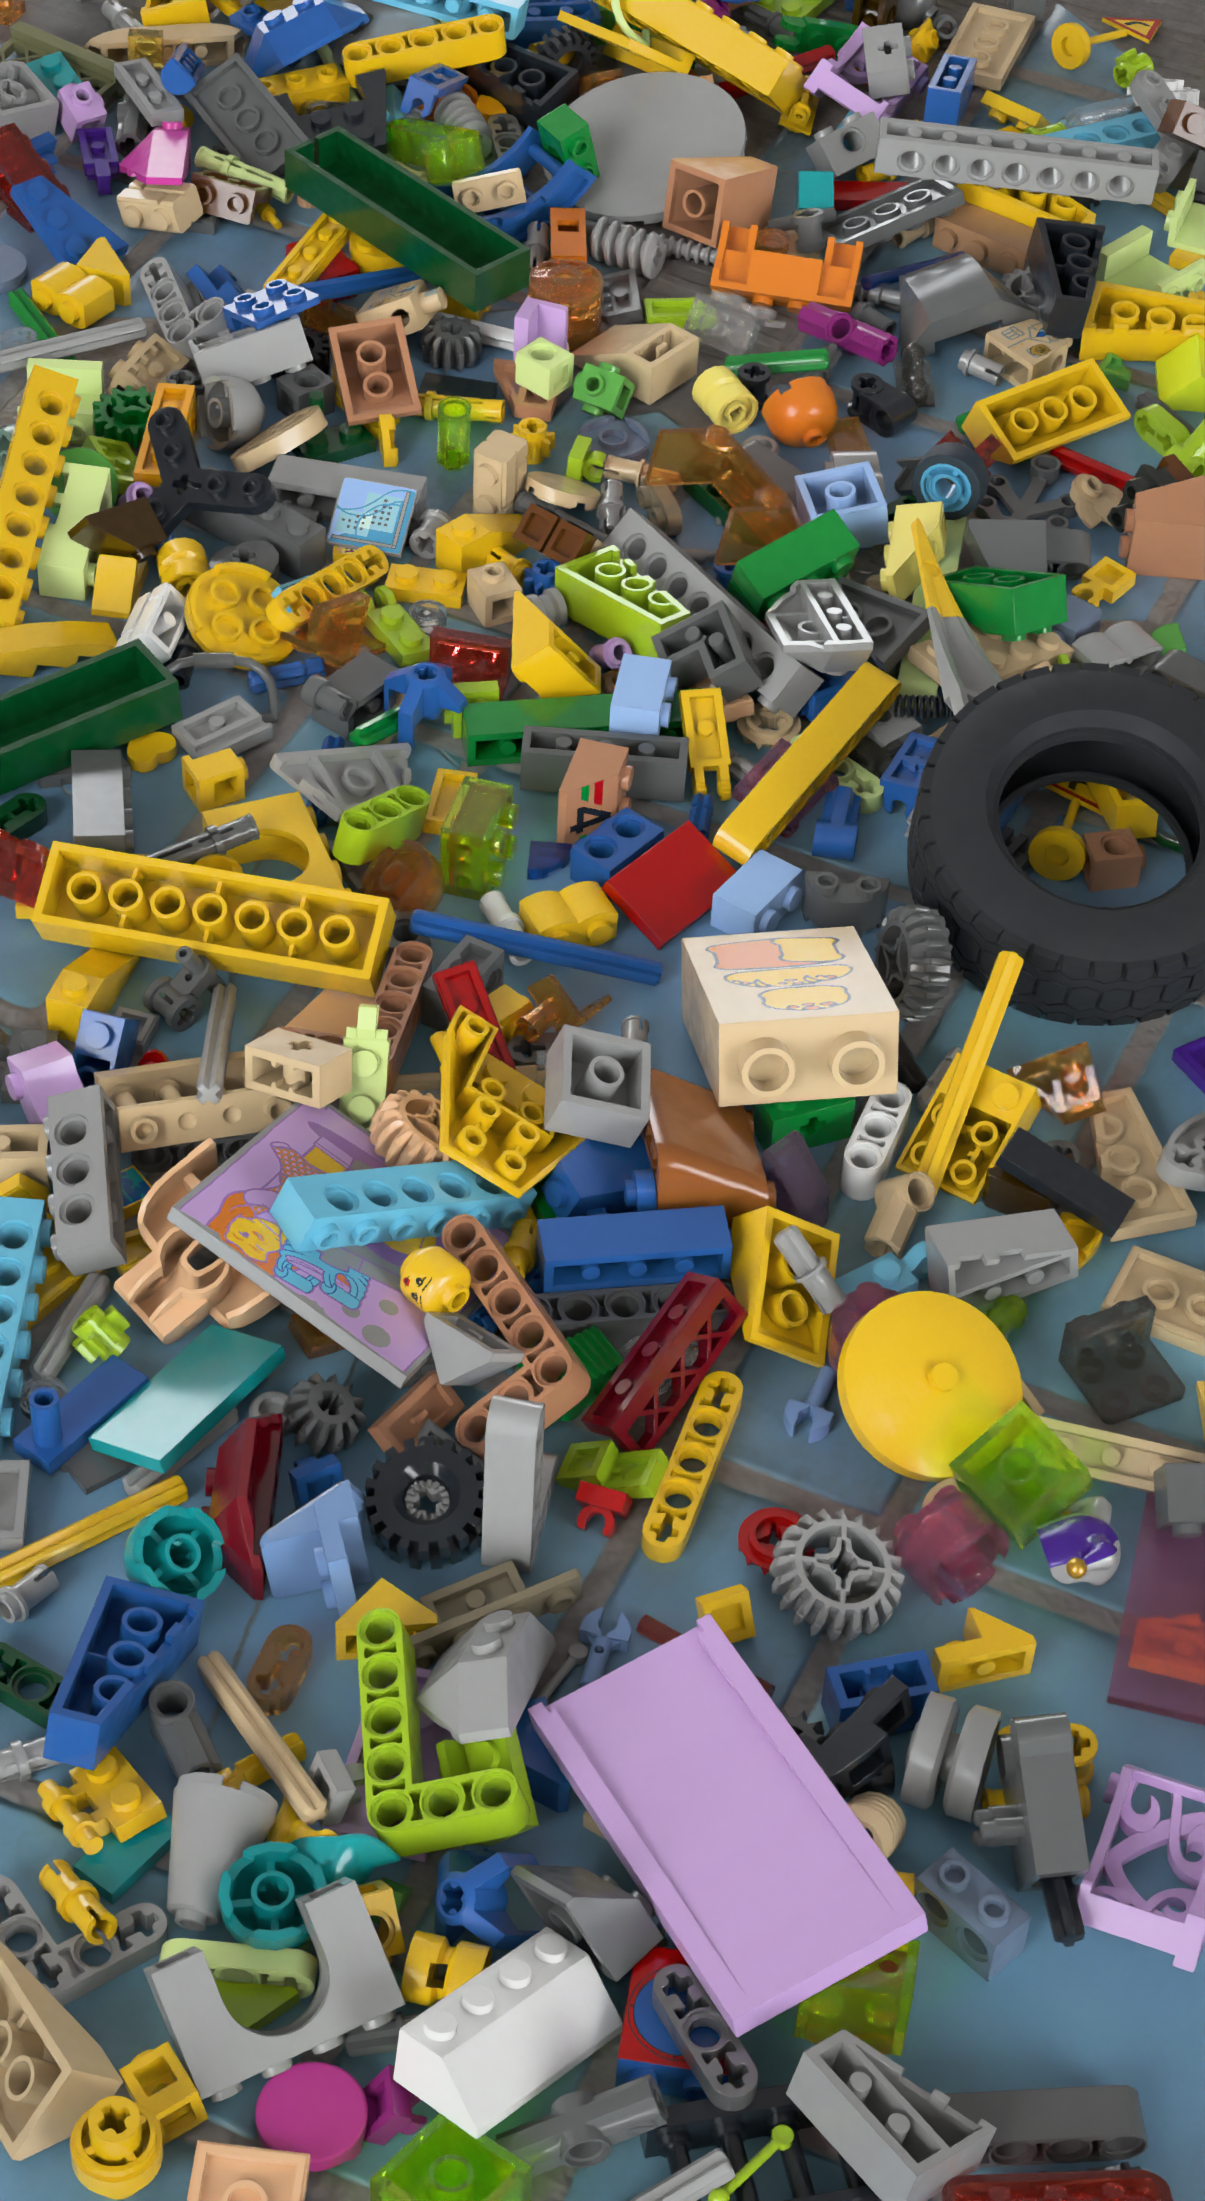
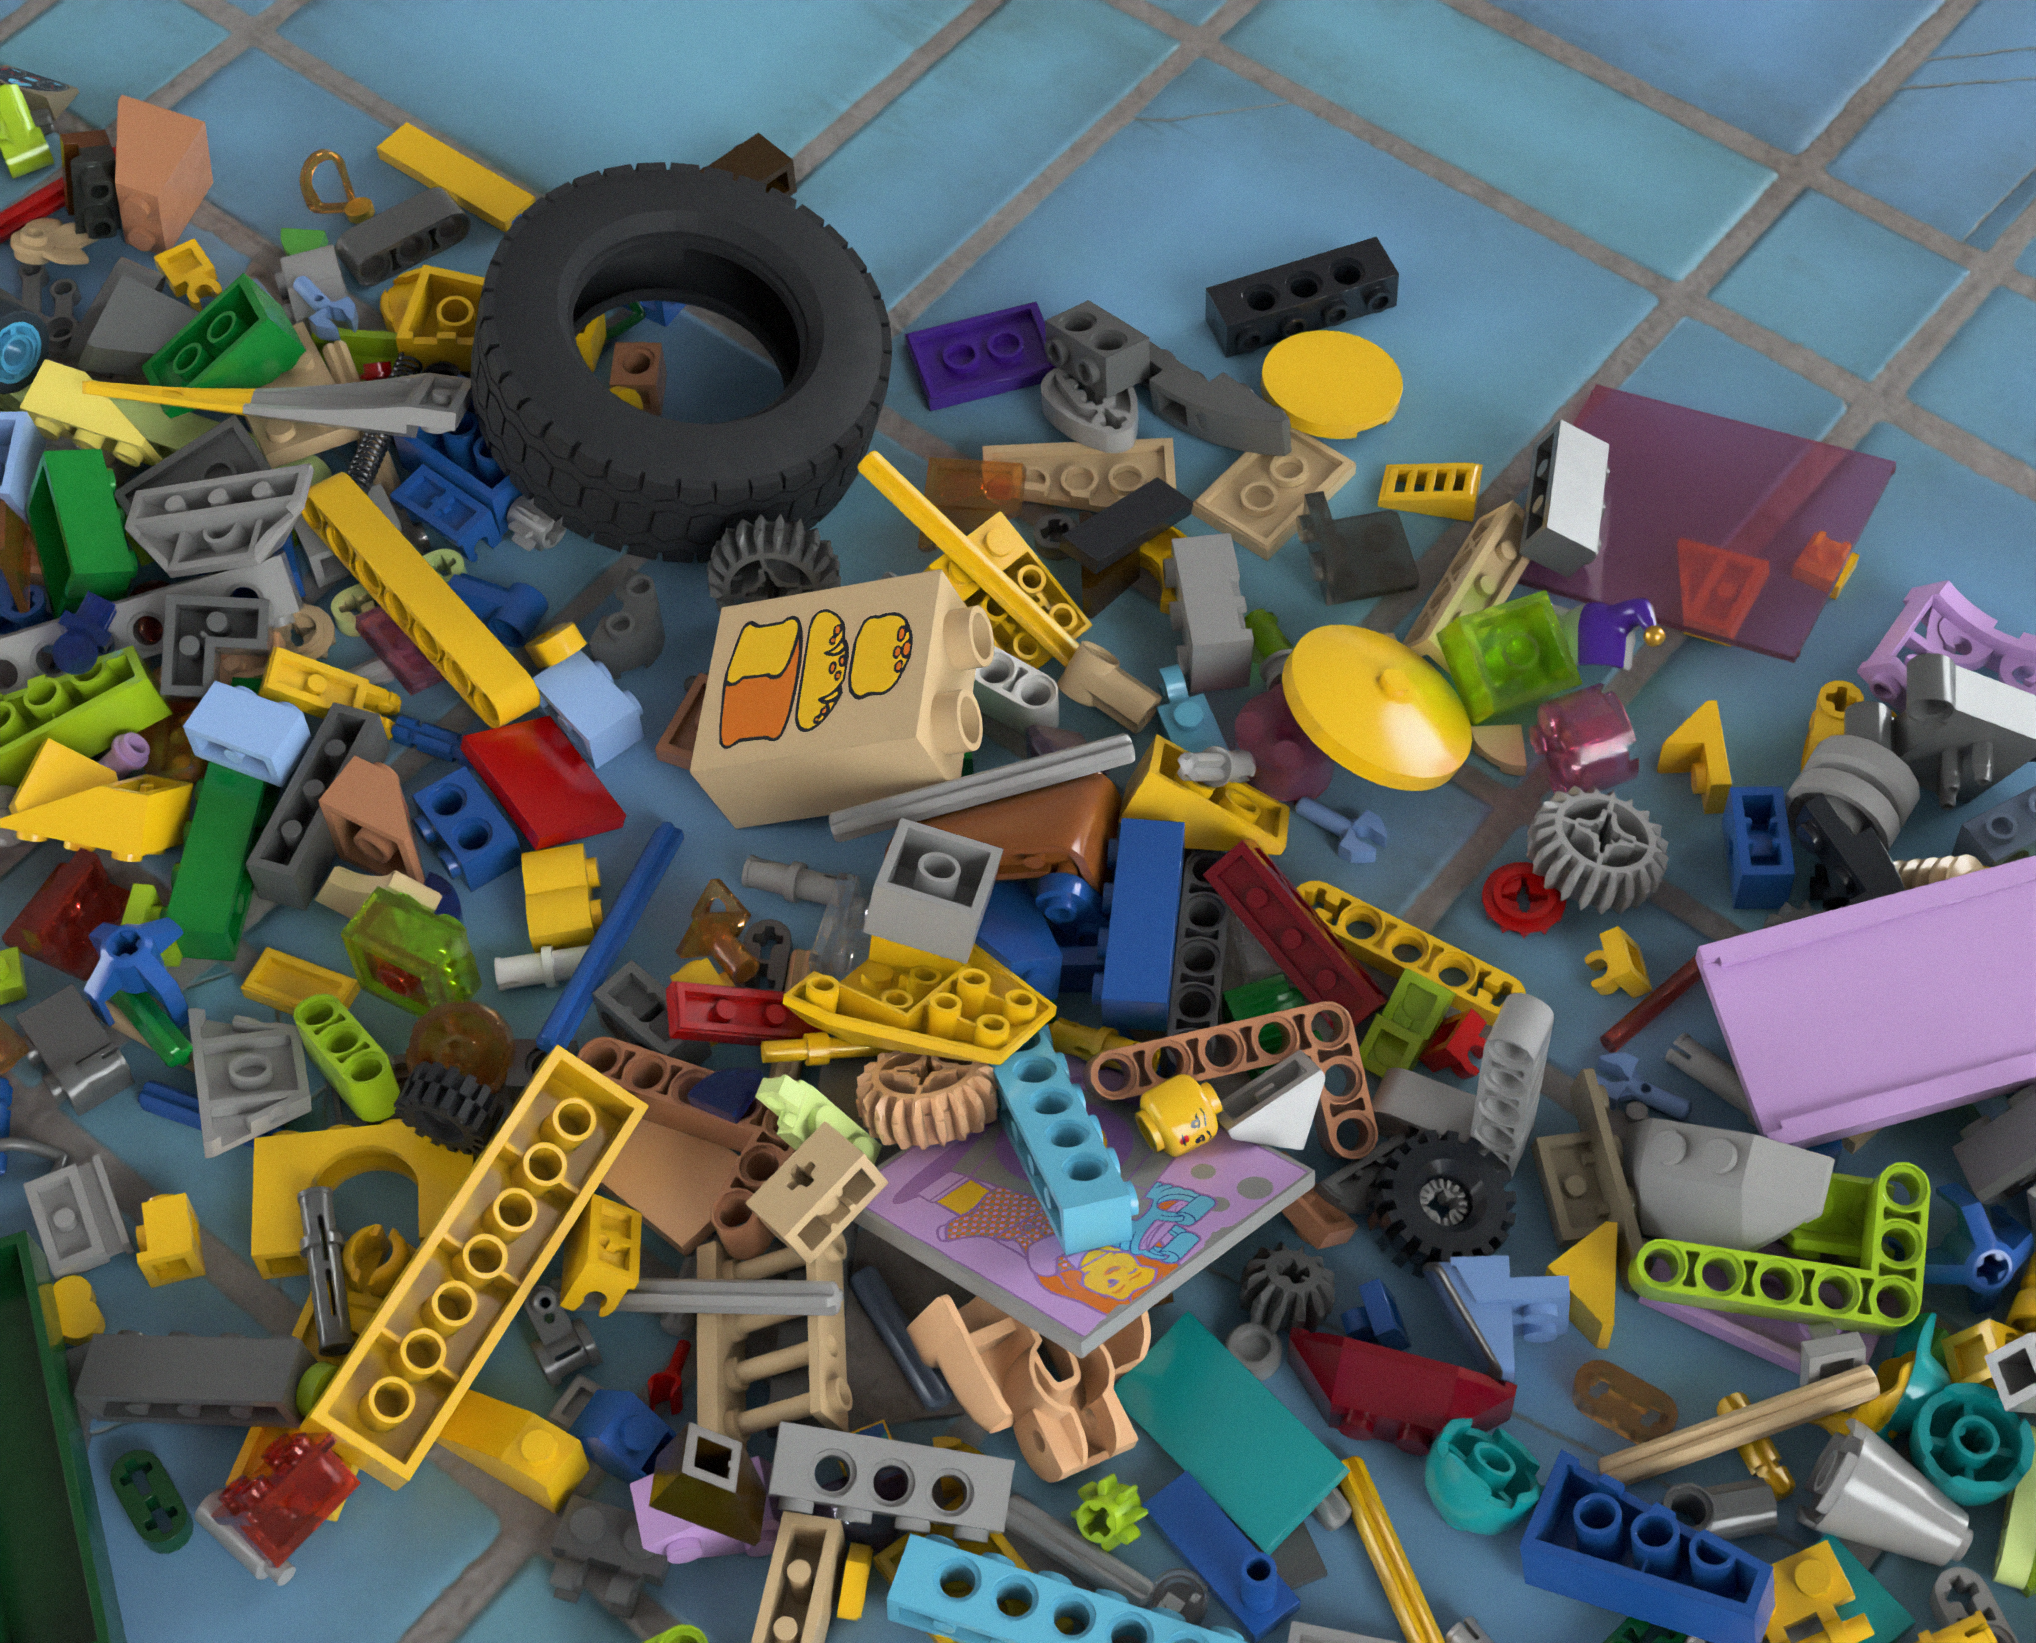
camera: 70 degrees left, 10 degrees up
(44, 1062) = (710, 1484): none -> dark brown slope
(248, 990) = (601, 1254): none -> yellow hinge
(333, 858) = (449, 1108): none -> black tyre
(392, 1013) = (727, 1092): none -> clear blue tile
(529, 811) = (347, 890): none -> tan tile
(571, 610) = (58, 774): none -> yellow slope
(687, 580) = (84, 635): none -> clear blue hips
(723, 1112) = (982, 787): none -> light grey axle
(801, 856) = (555, 645): none -> yellow beam
(1084, 651) = (325, 310): none -> medium blue bar

